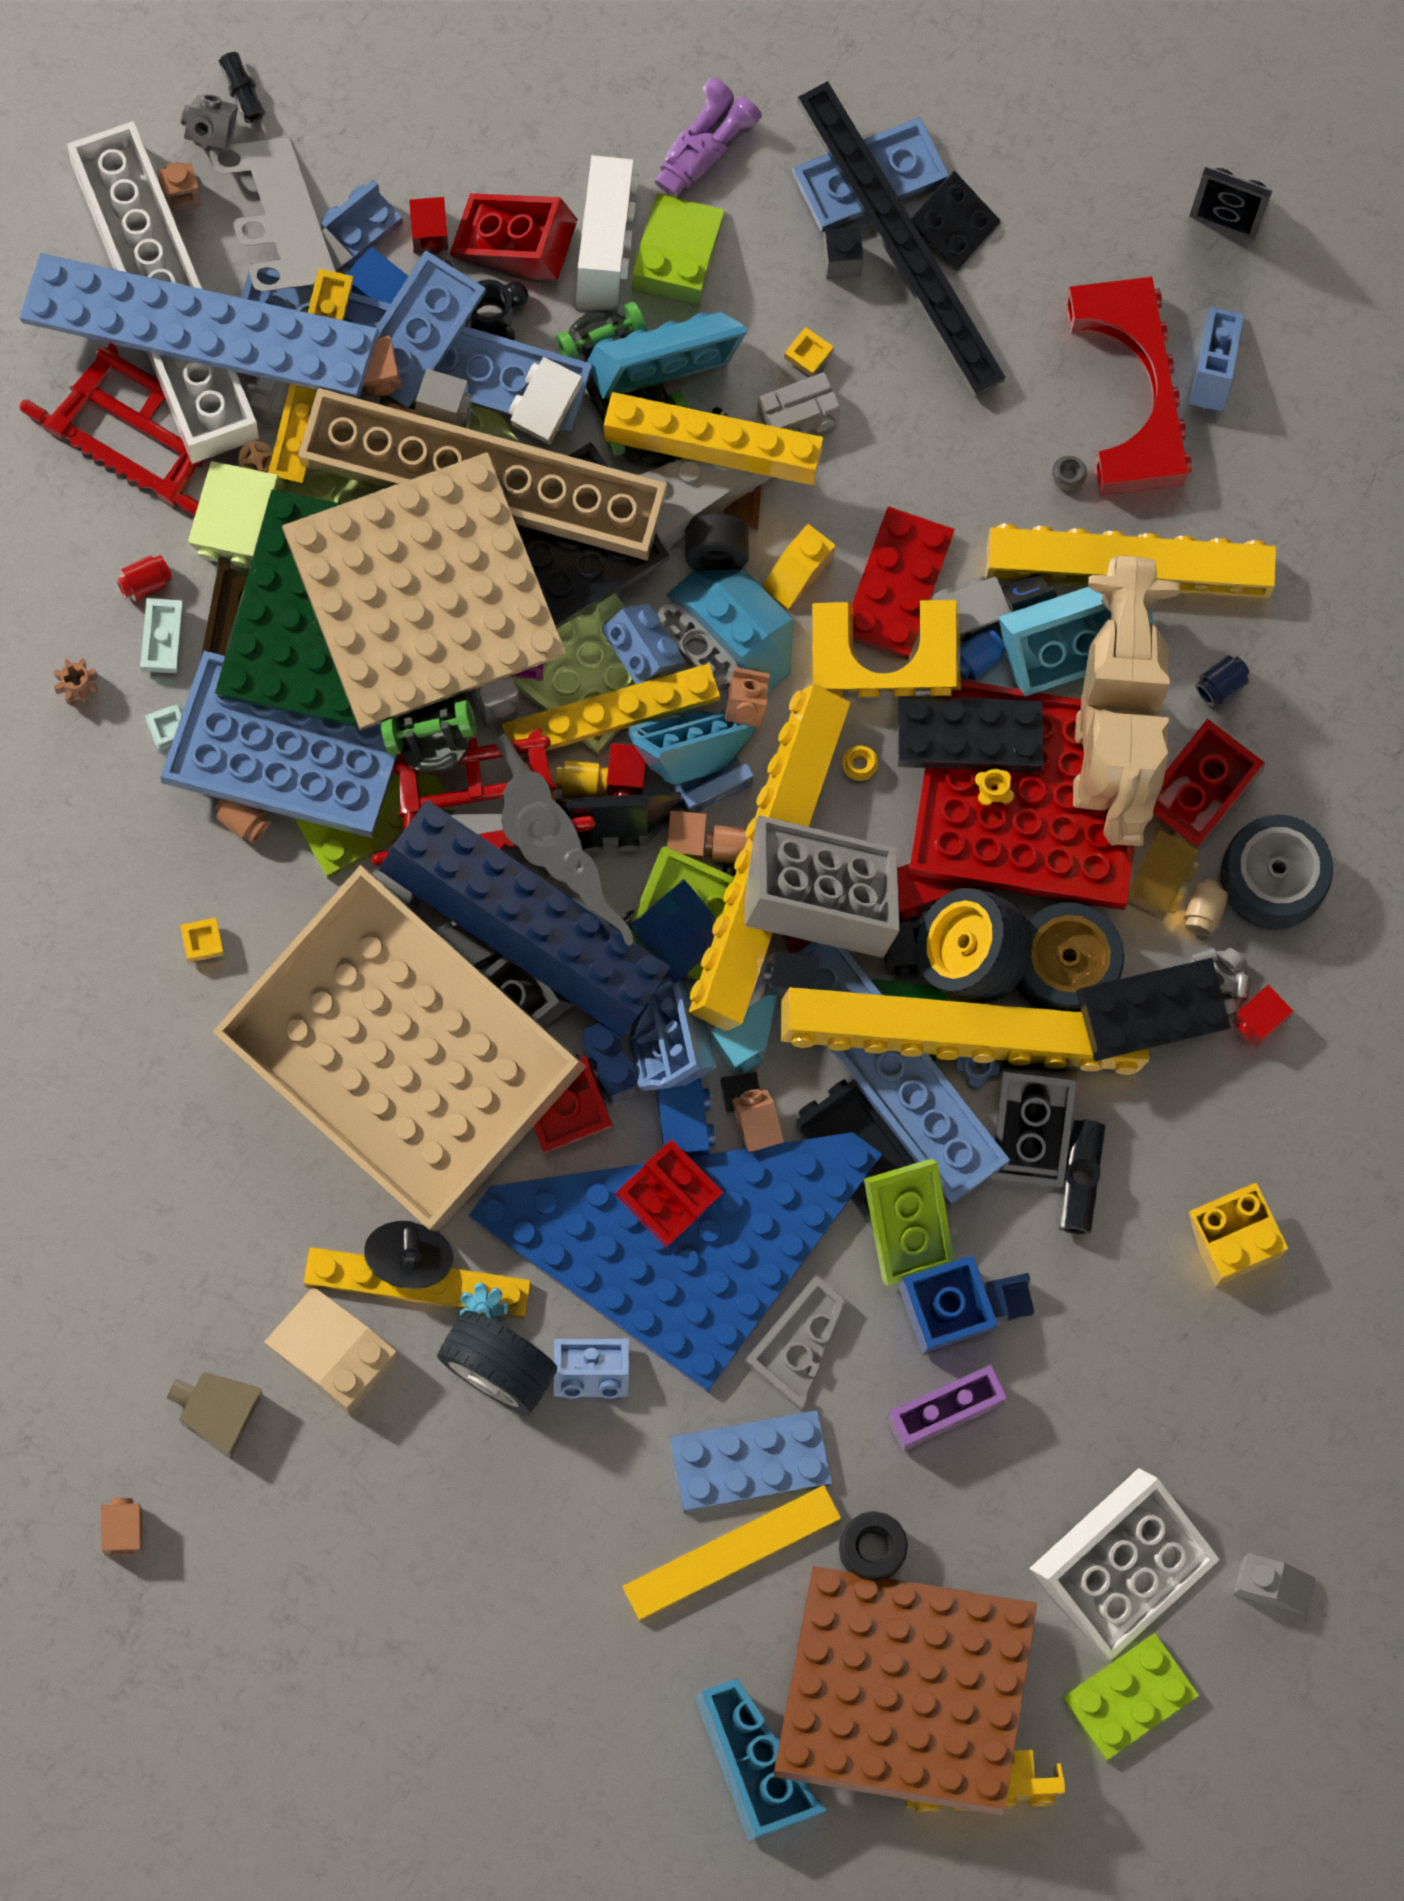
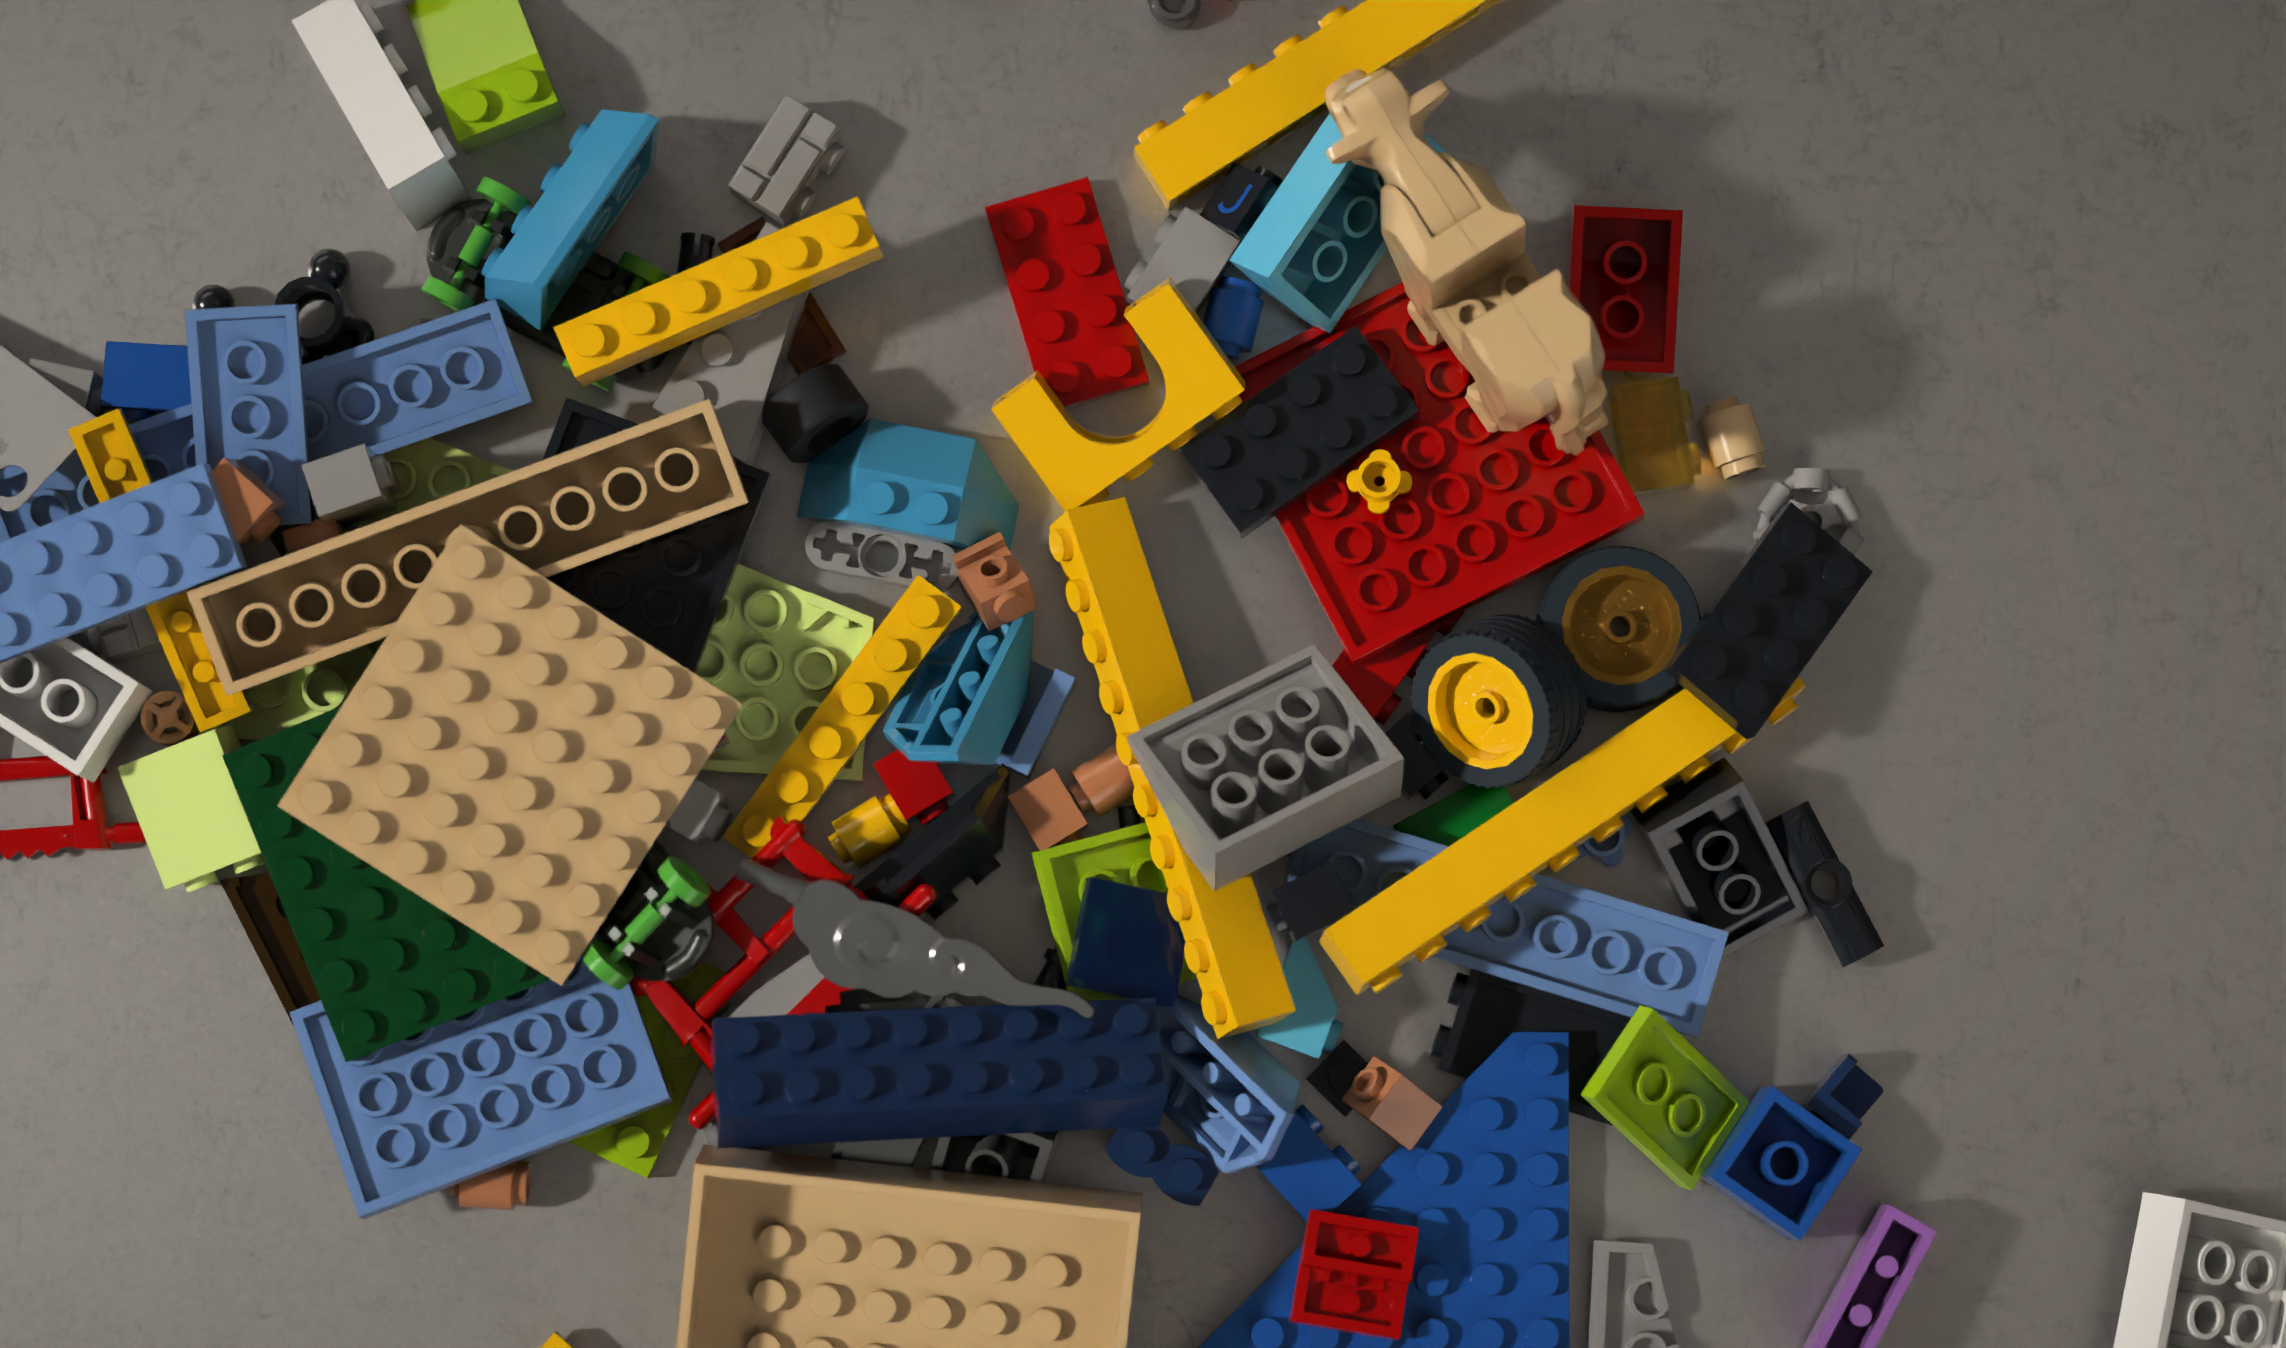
camera: 30 degrees left, 10 degrees up
(80, 691) = (145, 1167): nougat gear -> none
(143, 577) = (143, 968): red brick -> none
(161, 635) = (220, 1025): light aqua plate -> none
(164, 725) = (309, 1134): light aqua tile -> none
(362, 219) = (66, 312): medium blue bracket -> none
(428, 225) = (155, 257): red brick -> none
(515, 234) = (270, 190): red slope -> none
(545, 400) = (474, 390): white brick -> none
(575, 1113) = (1170, 1255): red plate -> none
(642, 643) = (817, 607): medium blue bracket -> none
(799, 566) = (934, 367): yellow slope -> none
(808, 352) = (744, 78): yellow plate -> none
(864, 753) = (1187, 542): yellow plate -> none
(1222, 680) = (1550, 134): dark blue brick -> none
(1236, 1234) = (2059, 821): yellow slope -> none
(1261, 1016) = (1895, 527): red brick -> none
(1269, 897) = (1779, 373): wheel -> none

